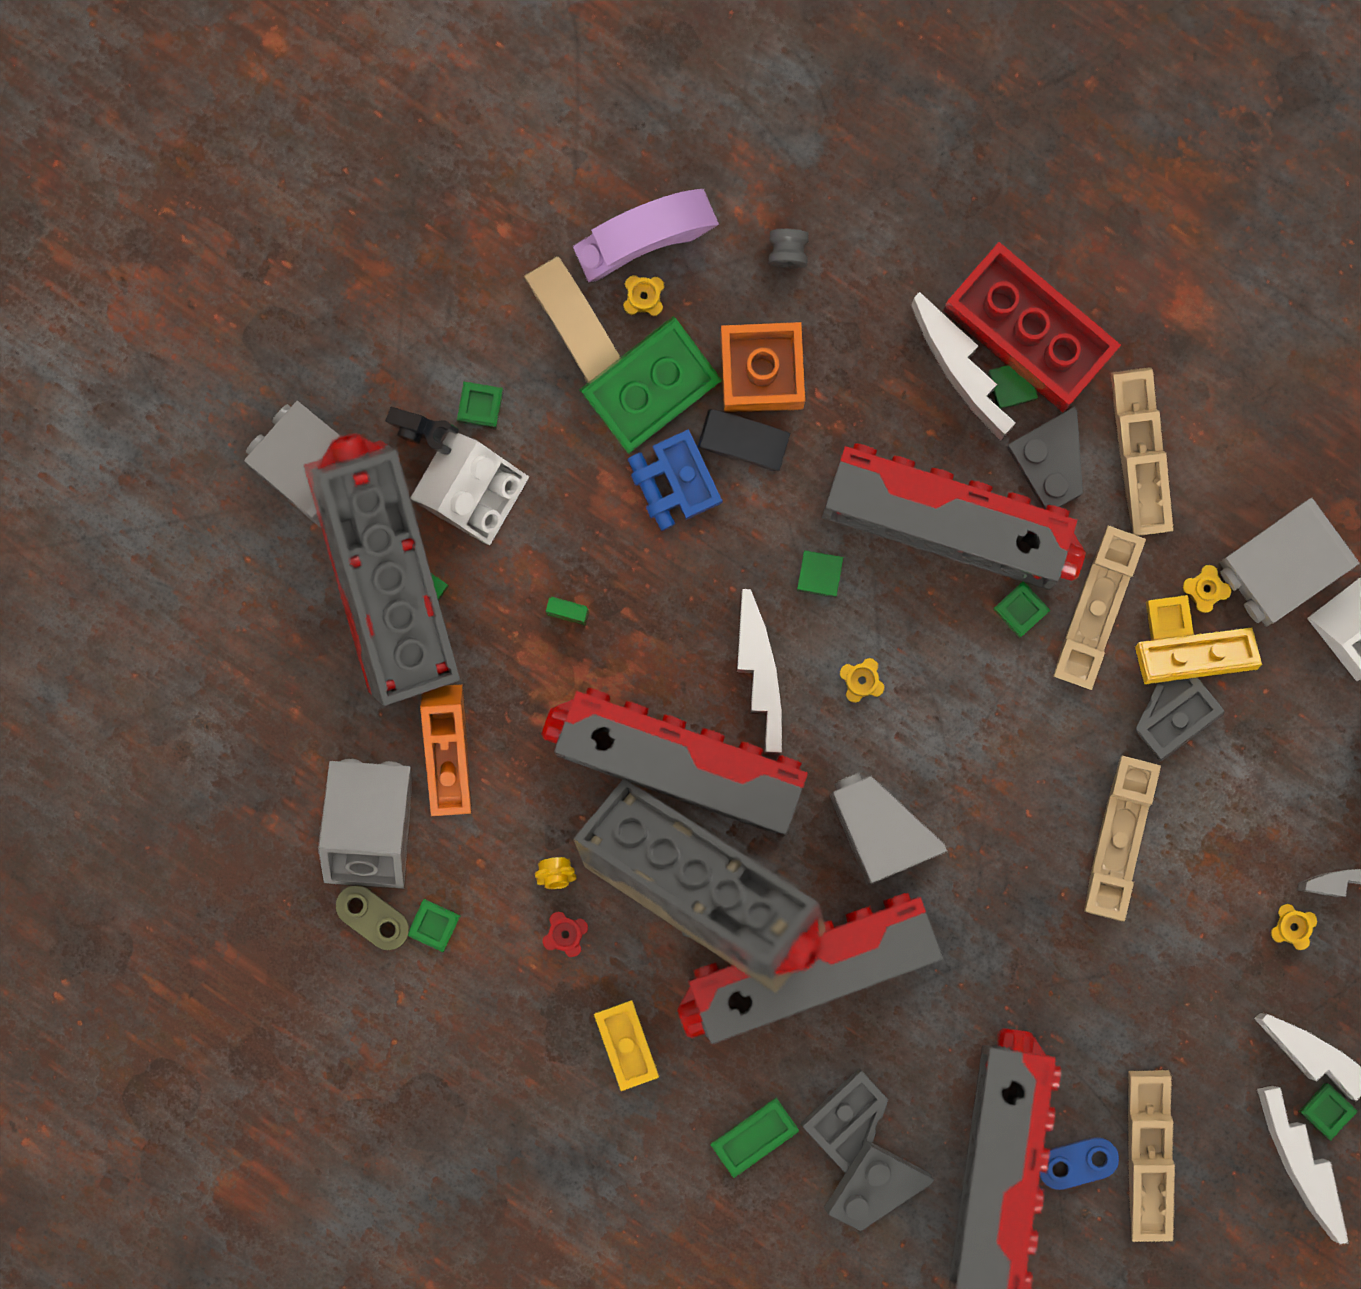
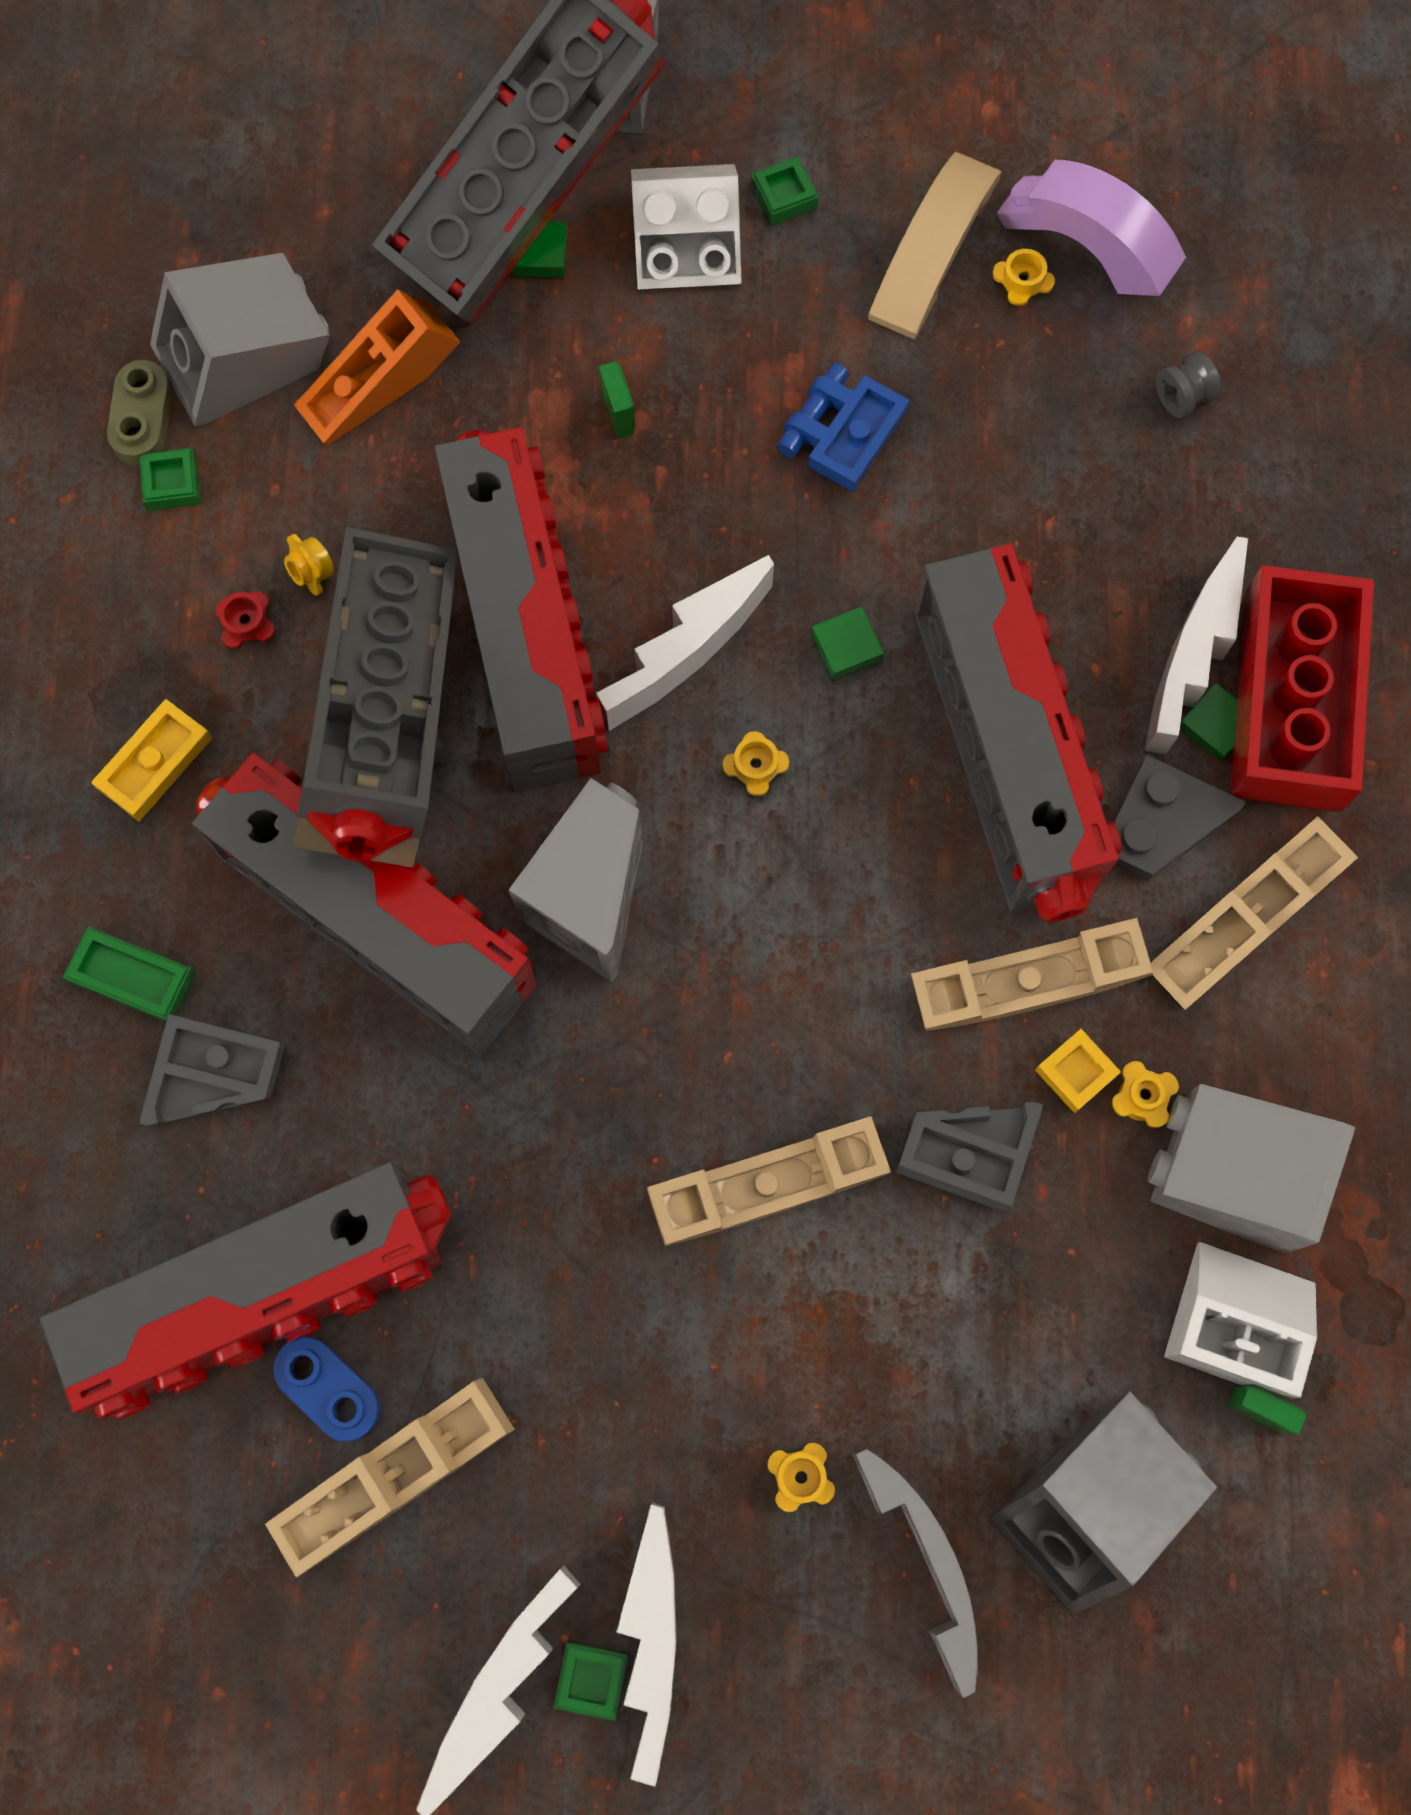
camera: 60 degrees right, 10 degrees down
(415, 426) = (712, 132): black plate -> none
(650, 385) = (930, 335): green tile -> none
(743, 439) = (941, 469): black slope -> none
(762, 367) = (1035, 429): orange brick -> none
(875, 1187) = (147, 1151): dark grey wing -> none
(1021, 609) = (965, 893): green tile -> none
(1198, 655) = (1057, 1133): yellow tile -> none

